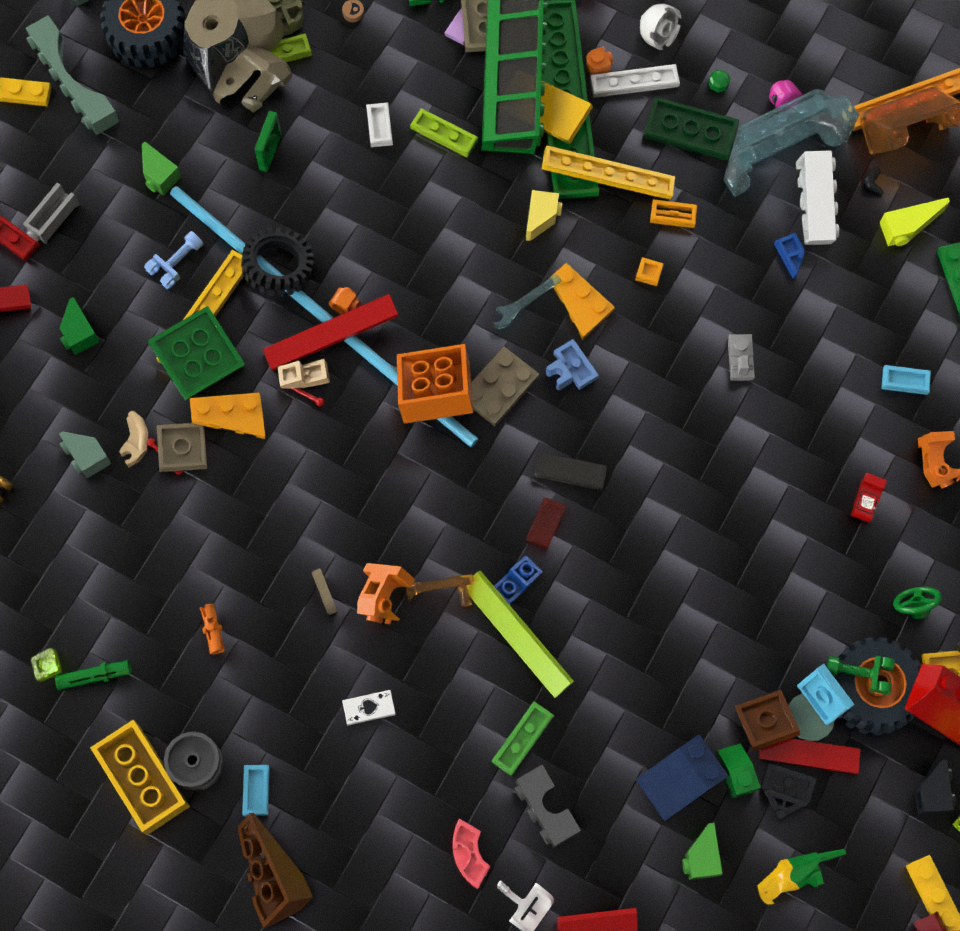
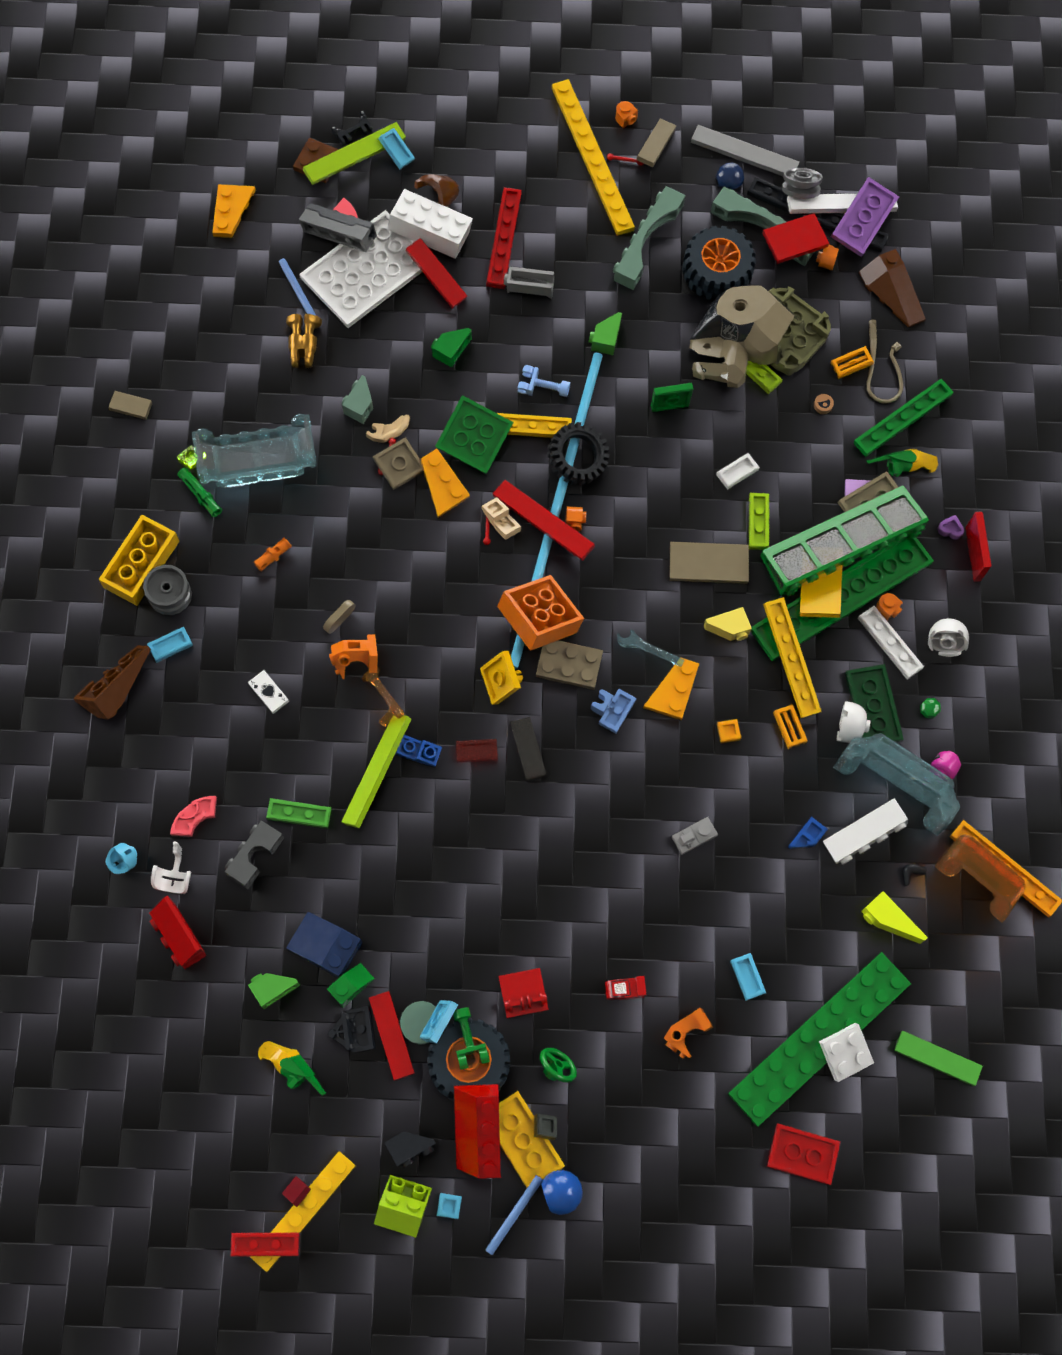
camera: 60 degrees right, 0 degrees up
(86, 587) = (256, 454): none -> windscreen
(462, 200) = (709, 562): none -> dark tan tile
(483, 458) = (501, 677): none -> yellow tile
(703, 153) = (852, 722): none -> white cylinder
(767, 720) = (399, 988): reddish brown plate -> none
(825, 600) = (523, 993): none -> red hinge

